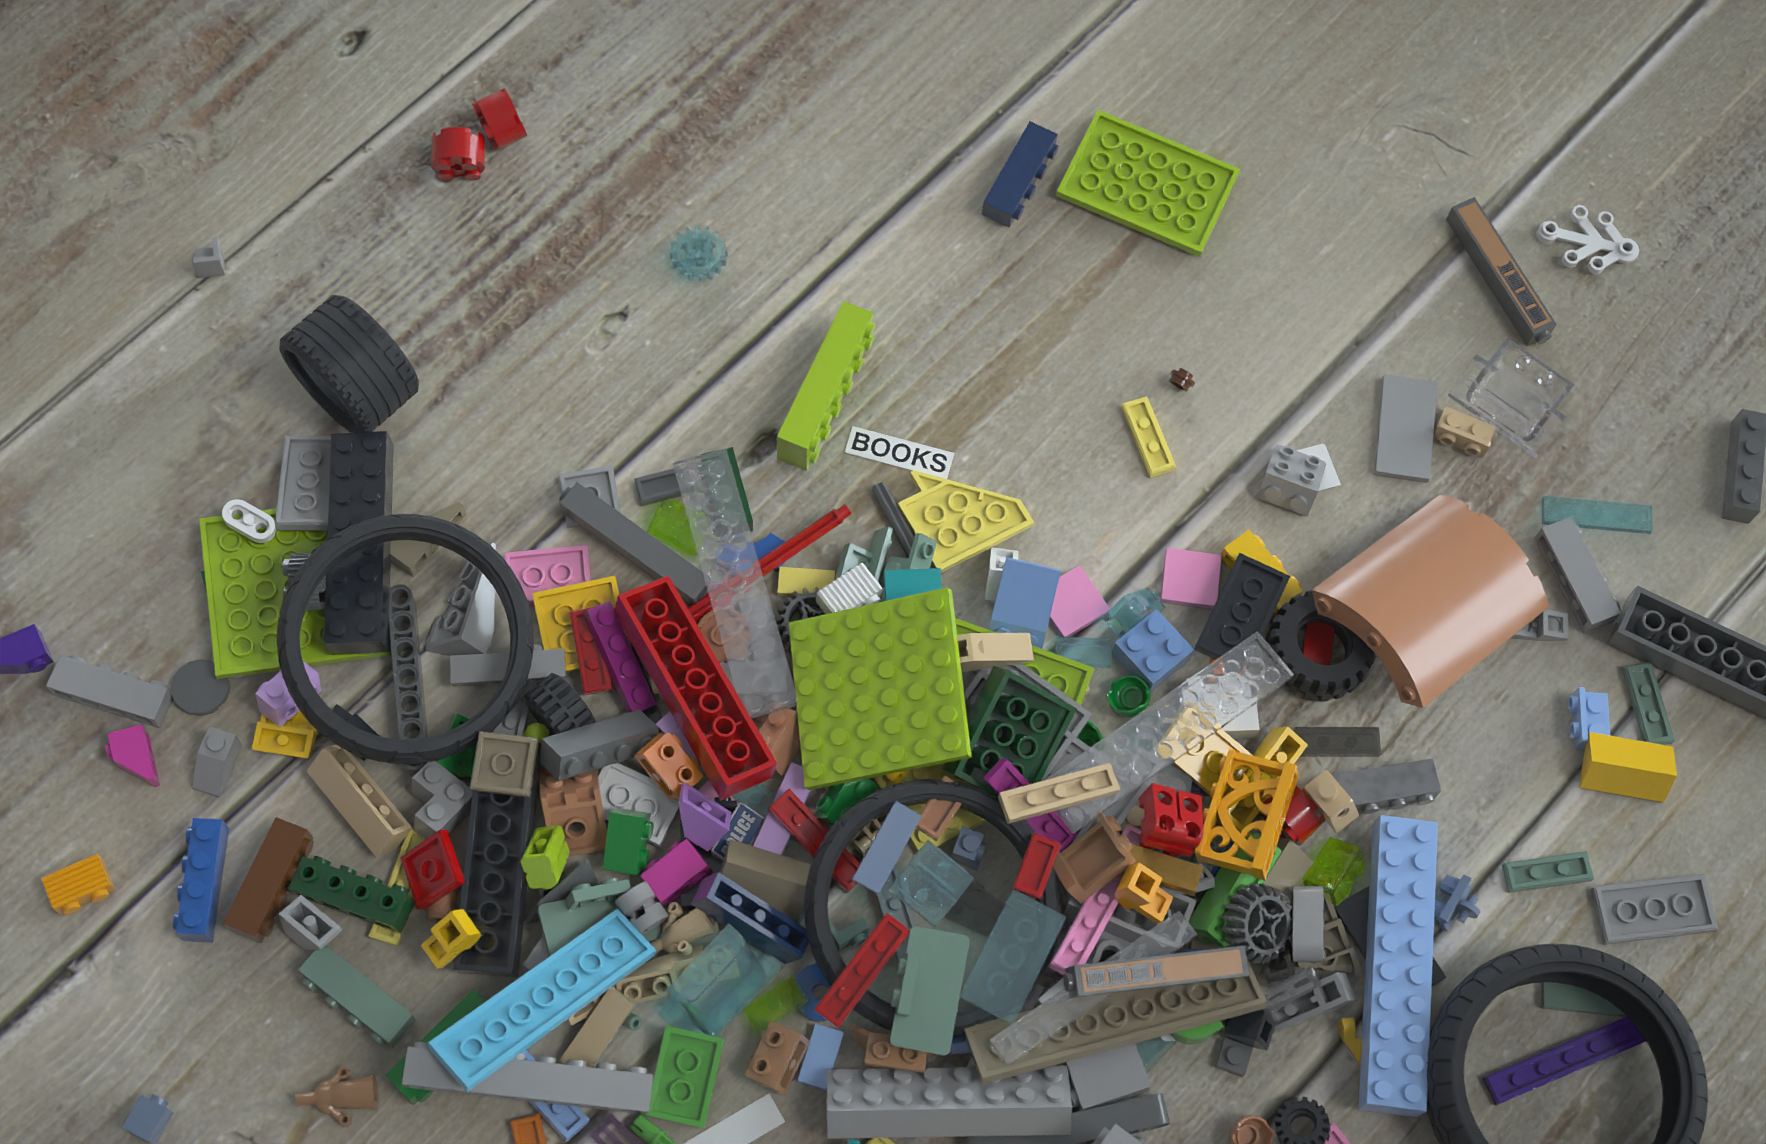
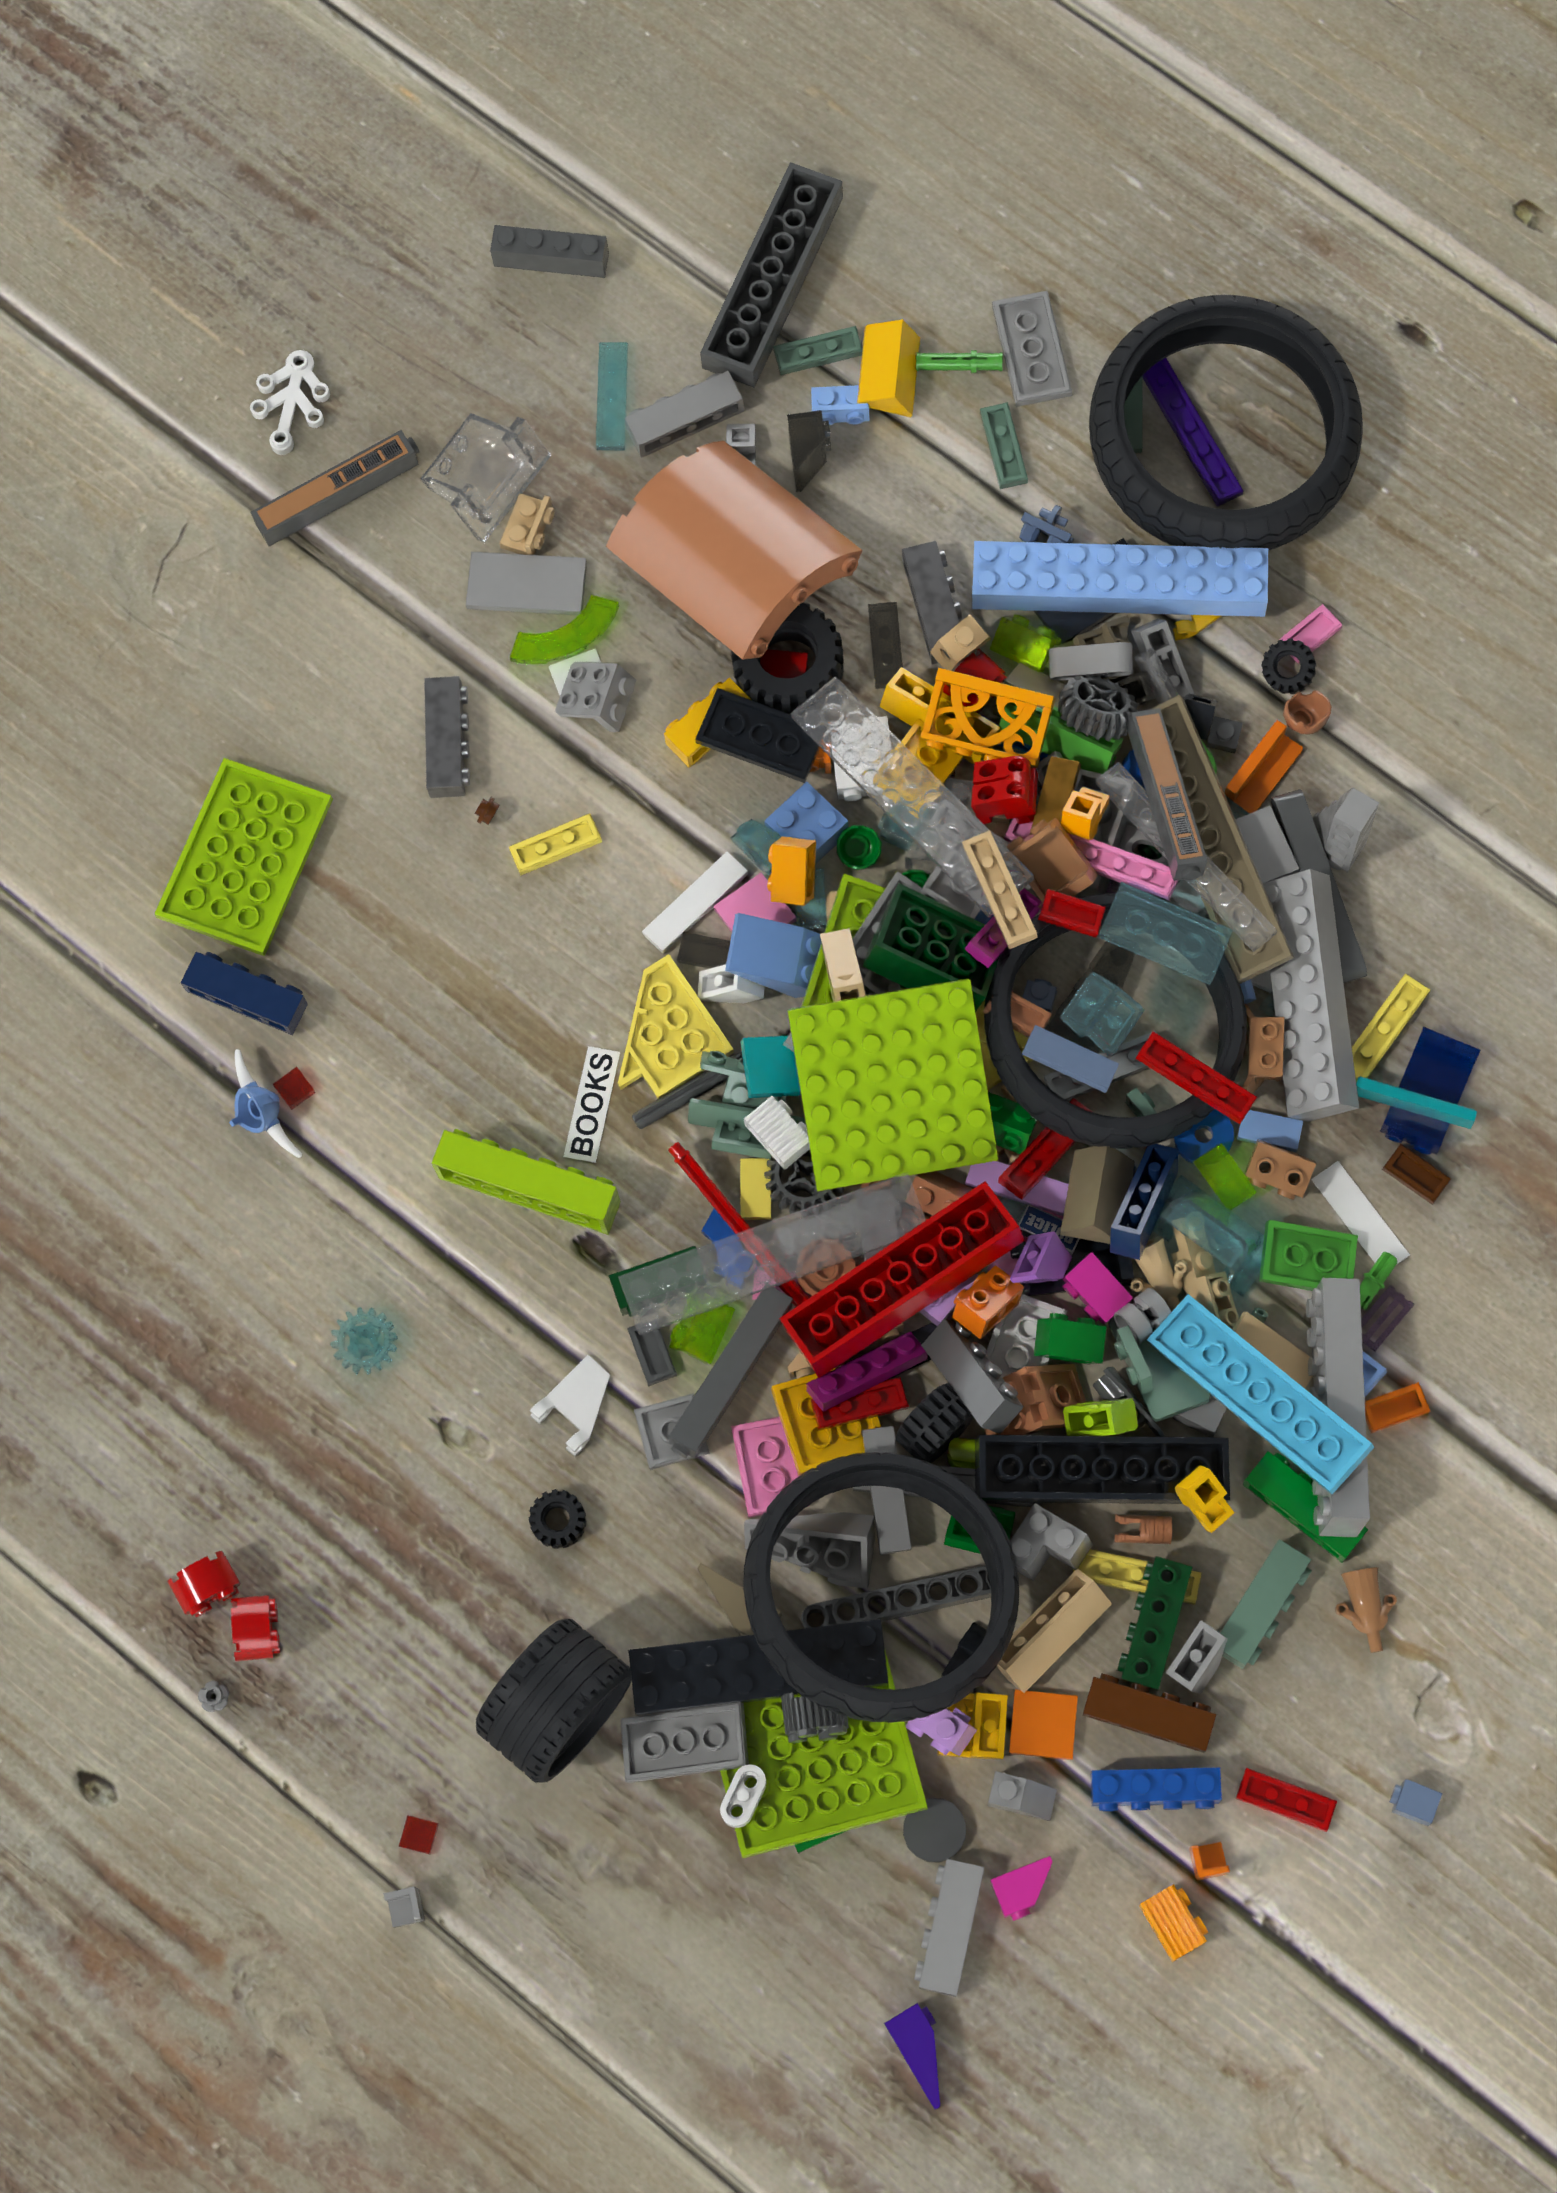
camera: 80 degrees left, 5 degrees up
(128, 921) = (1208, 1861): none -> orange panel
(174, 1001) = (1286, 1800): none -> red tile
(269, 275) = (418, 1835): none -> clear red tile
(278, 790) = (1043, 1724): none -> orange tile
(409, 133) = (219, 1702): none -> light grey plate
(432, 869) = (1124, 1537): red tile -> none
(504, 764) = (1011, 1465): dark tan tile -> none
(517, 383) = (557, 1500): none -> black tyre
(627, 421) = (578, 1400): none -> white flag
(915, 182) = (258, 1108): none -> medium blue helmet
(928, 990) = (1209, 1011): sand green bracket -> none
(933, 213) = (294, 1088): none -> clear red plate
(1038, 548) = (703, 951): none -> clear smoke tile
(1085, 551) = (695, 902): none -> white tile
(1103, 628) = (792, 870): none -> light orange brick
(1190, 578) = (717, 794): bright pink tile -> none
(1194, 1091) = (1263, 769): none -> orange panel
(1254, 348) = (445, 737): none -> flat silver brick
(1349, 461) = (569, 639): none -> clear neon green tile
(1539, 678) = (808, 445): none -> clear smoke slope
(1637, 845) = (959, 361): none -> bright green pin

